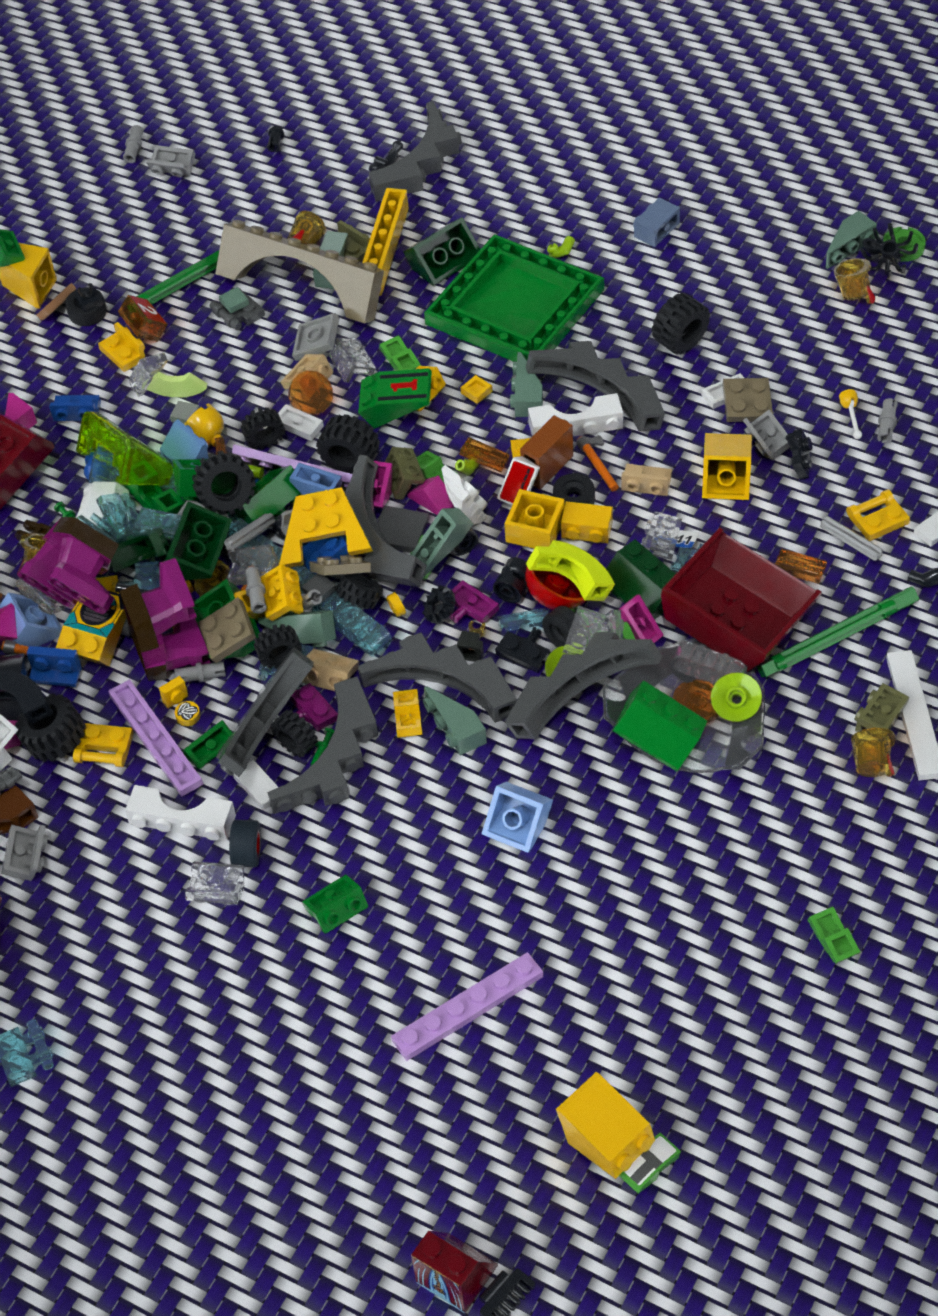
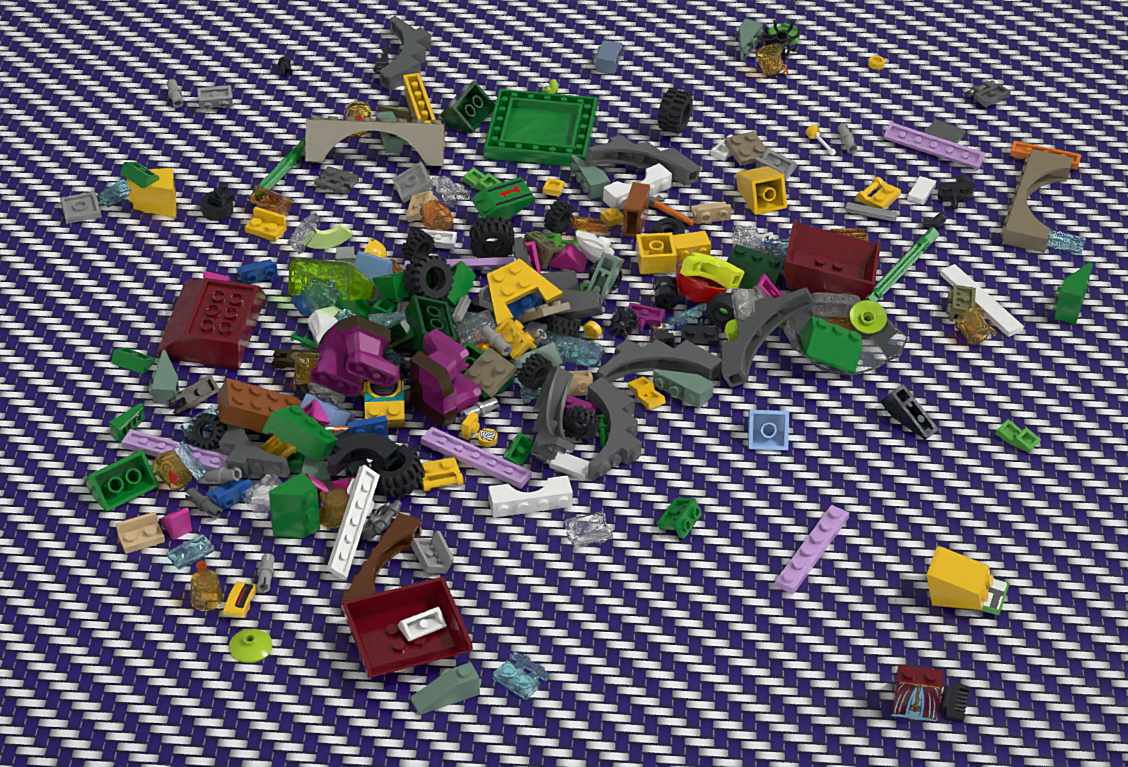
camera: 30 degrees left, 10 degrees down
(56, 302) = (191, 207): medium nougat tile -> none
(233, 300) = (335, 173): sand green tile -> none
(245, 843) = (594, 497): black wheel -> none
(311, 479) = (480, 267): medium blue slope -> none
(449, 435) = (558, 217): none -> black tyre
(519, 476) = (629, 228): red slope -> none
(709, 854) = (908, 411): none -> black slope
(800, 447) = (804, 167): black plate -> none

